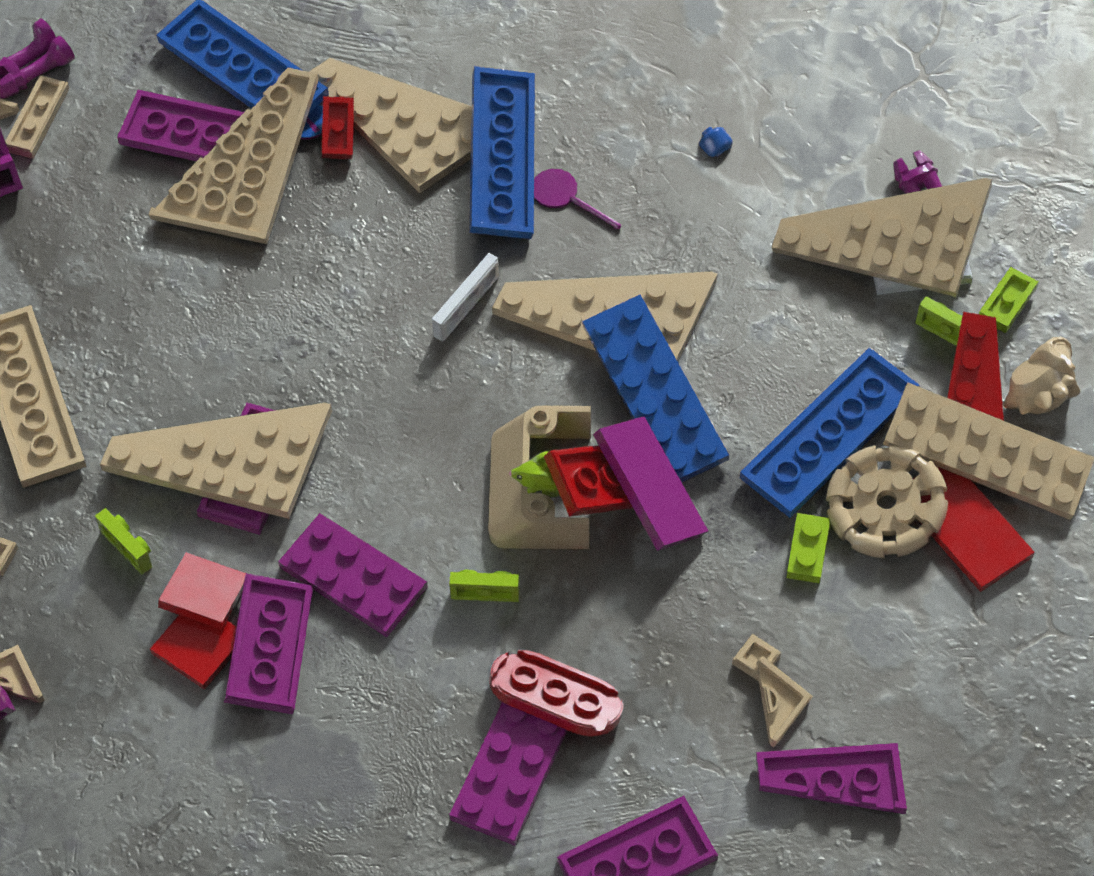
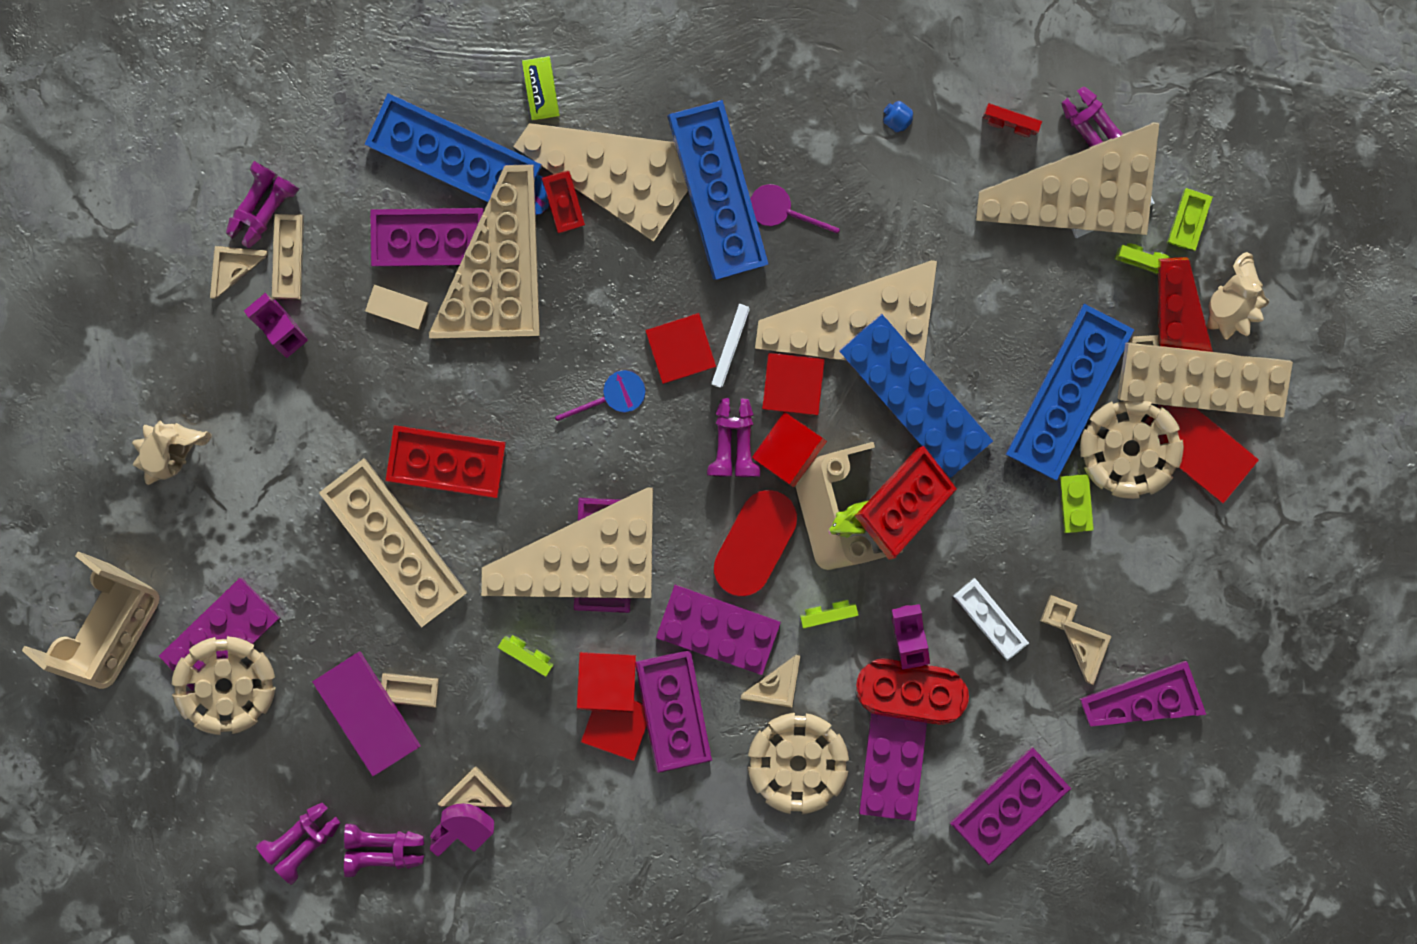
camera: 15 degrees left, 30 degrees up
(117, 332) = (445, 461): none -> red plate
(128, 184) = (396, 307): none -> tan tile
(331, 318) = (621, 391): none -> blue piece
(353, 33) = (540, 88): none -> lime slope
(389, 721) = (803, 780): none -> tan plate
(399, 652) = (777, 687): none -> tan tile
(411, 290) = (680, 348): none -> red tile
(426, 496) = (755, 543): none -> red tile
(437, 369) = (723, 465): none -> magenta piece
(496, 405) = (789, 449): none -> red tile
(522, 353) = (793, 384): none -> red tile
(572, 625) = (910, 636): none -> magenta brick
(650, 483) = (939, 493): magenta tile -> none
(673, 644) = (990, 619): none -> white tile
(835, 165) = (1021, 123): none -> red plate

